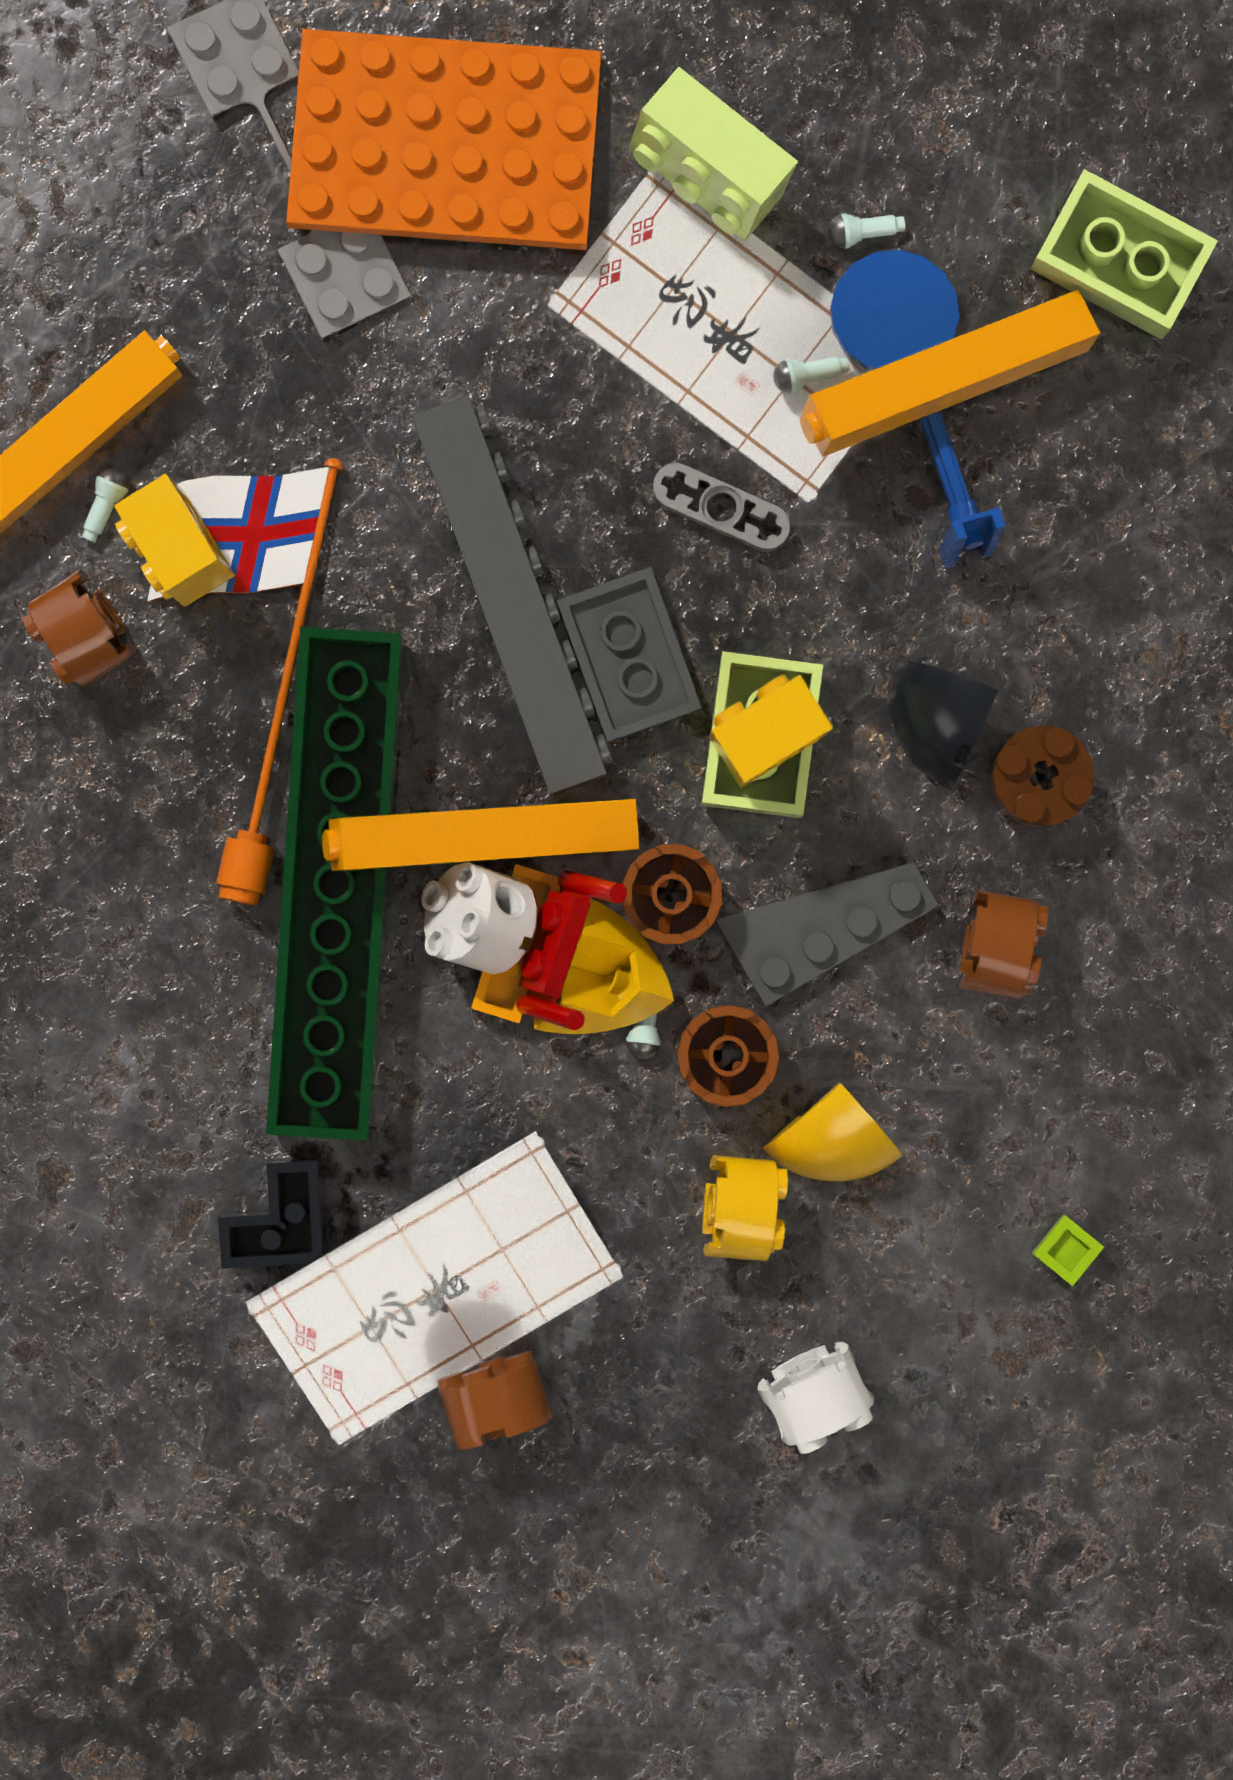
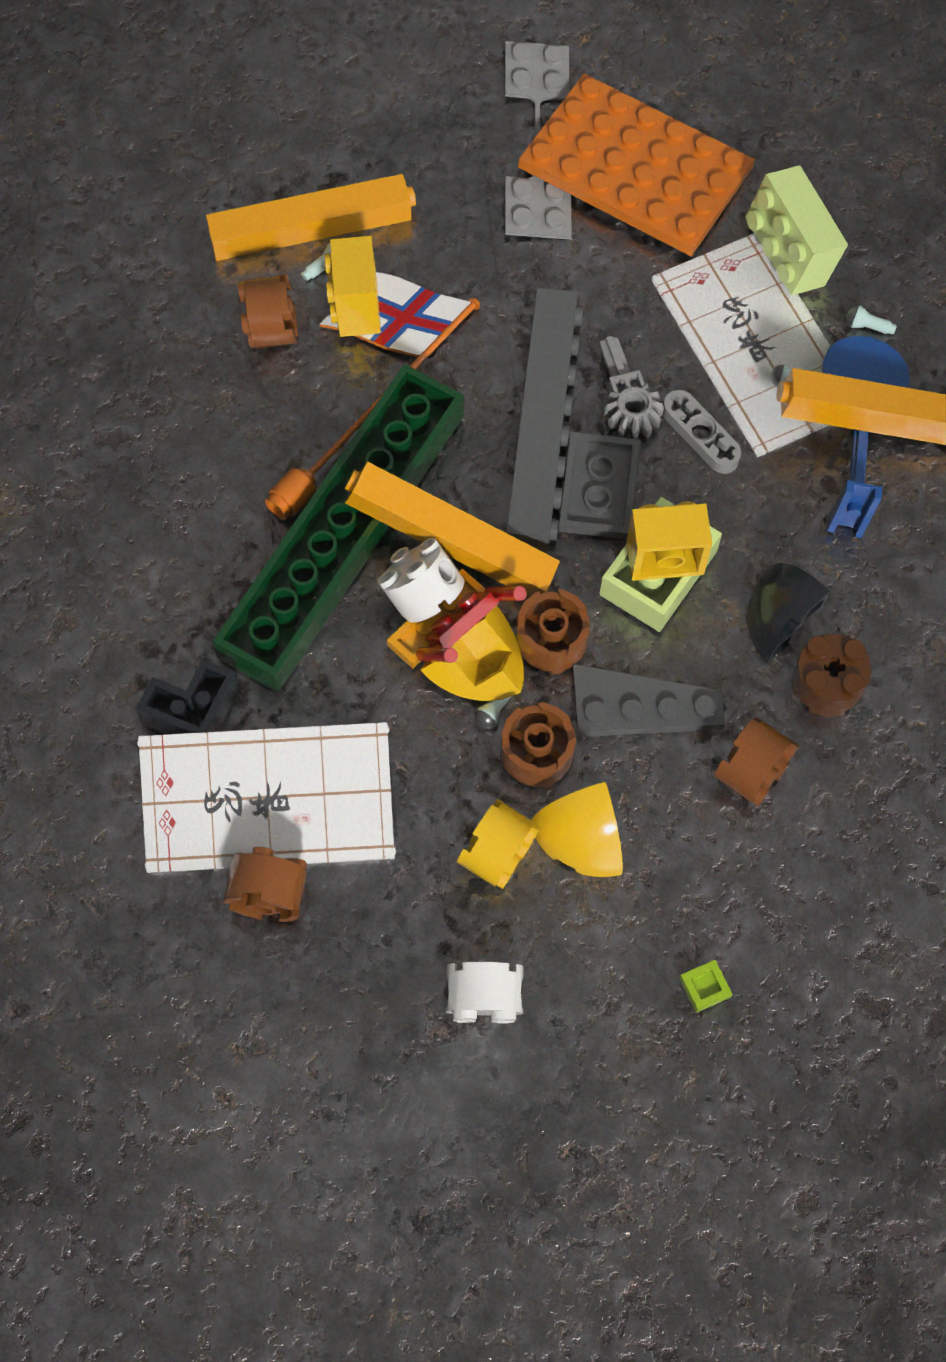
camera: 25 degrees right, 20 degrees down
(599, 501) = (627, 392): none -> light grey gear

